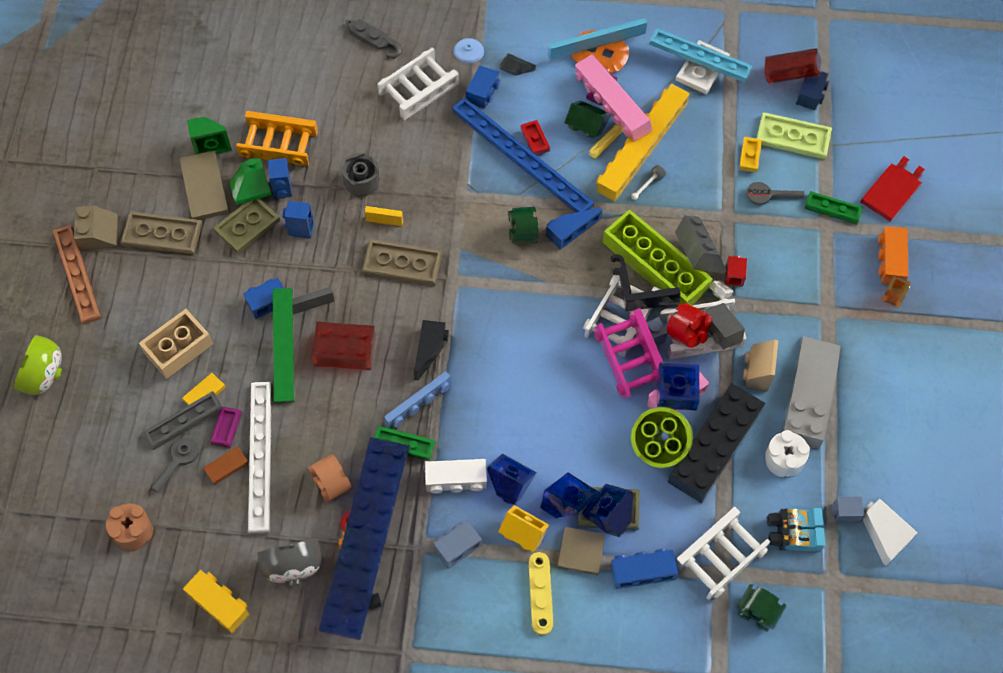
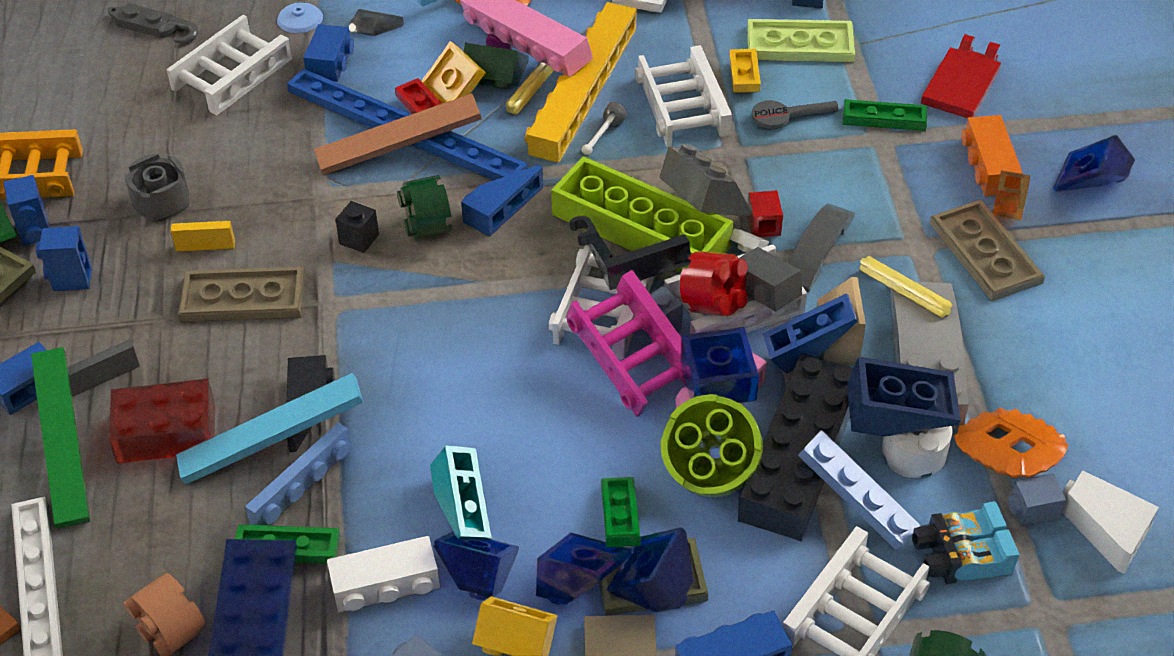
camera: 10 degrees left, 15 degrees down
(405, 367) = (269, 428): none -> medium azure tile
(479, 229) = (357, 226): none -> black brick
(508, 433) = (460, 492): none -> teal slope
(516, 163) = (397, 134): none -> nougat tile
(558, 125) = (452, 74): none -> yellow tile
(599, 465) = (620, 512): none -> green tile
(719, 159) = (703, 81): none -> white fence
(740, 371) = (810, 332): none -> blue slope
(742, 482) = (859, 490): none -> plate
(763, 299) = (818, 241): none -> dark grey slope
(782, 432) = (900, 398): none -> dark blue slope
(809, 345) = (905, 286): none -> light yellow axle
(831, 474) = (996, 454): none -> orange piece
(870, 325) = (986, 250): none -> dark tan tile
(958, 277) = (1095, 165): none -> clear blue slope

